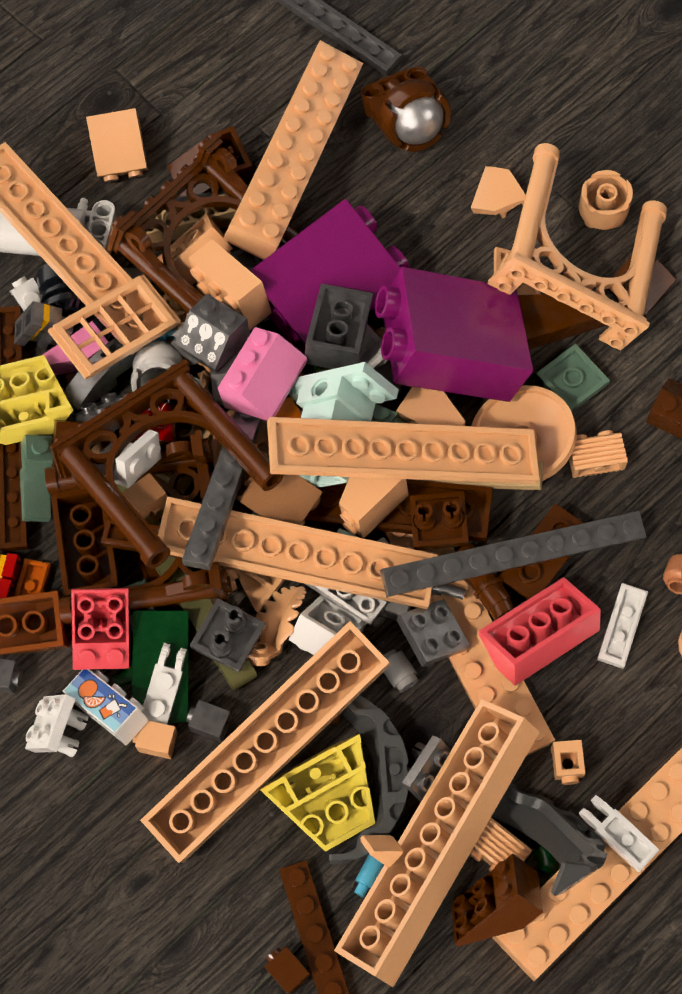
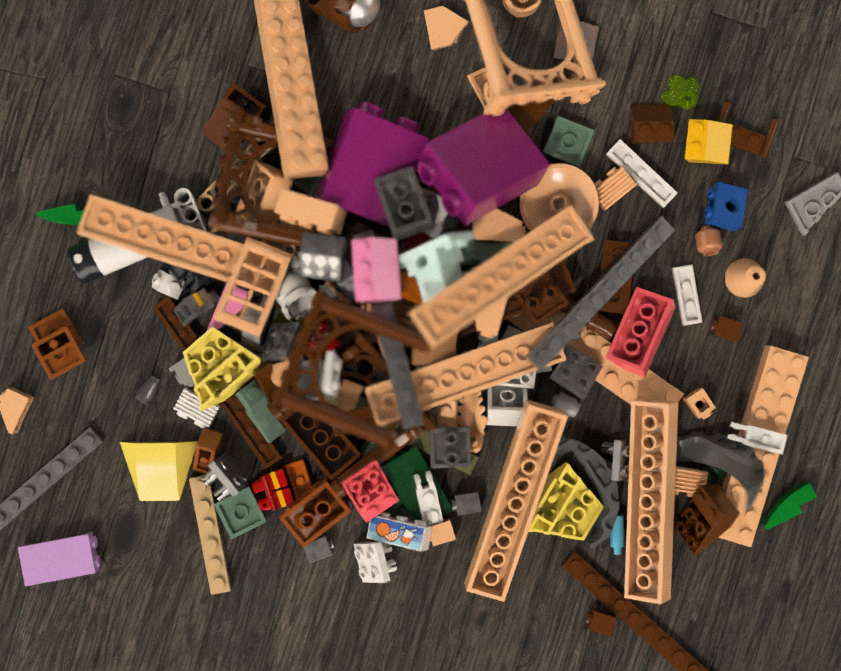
camera: 30 degrees left, 20 degrees up
(117, 144) = (158, 138): light nougat slope -> none
(251, 595) = (447, 414): none -> light nougat plate
(382, 848) = (621, 524): light nougat slope -> none
(617, 958) = (788, 505): none -> green slope
(641, 457) = (641, 173): none -> white plate
(650, 688) = (725, 328): none -> reddish brown brick

